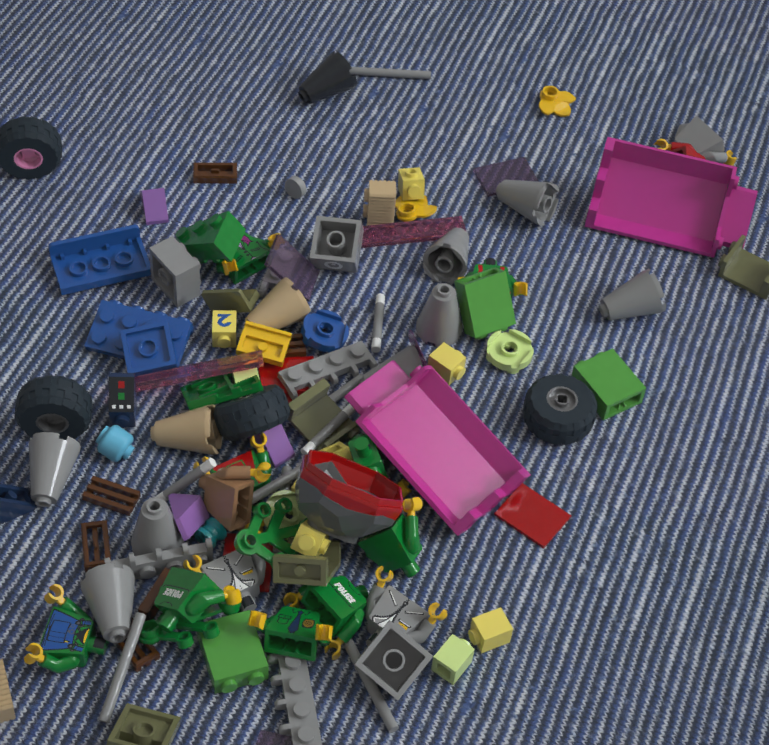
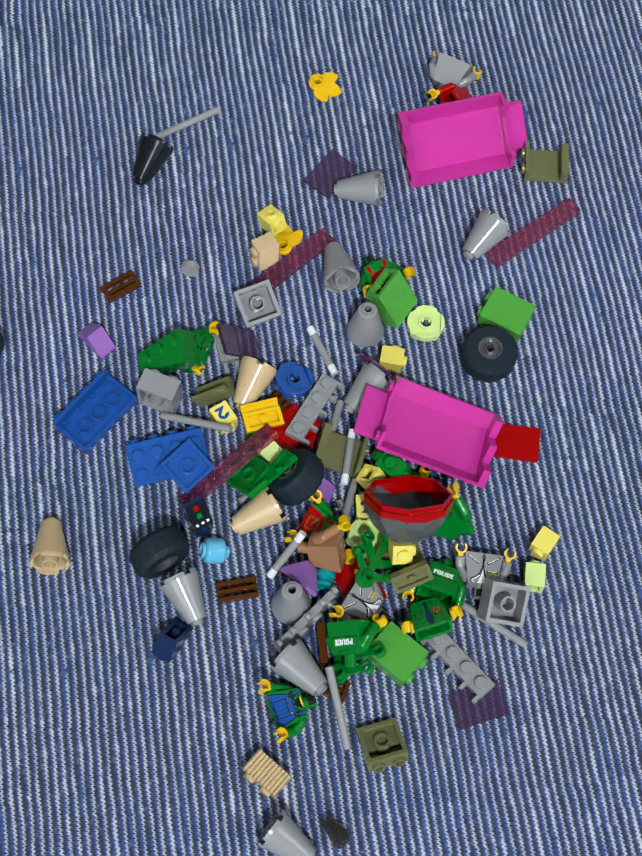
camera: 30 degrees left, 15 degrees up
(94, 525) = (265, 645): reddish brown tile -> none
(192, 317) = (196, 422): none -> light grey bar
(694, 325) = (533, 233): none -> clear pink tile

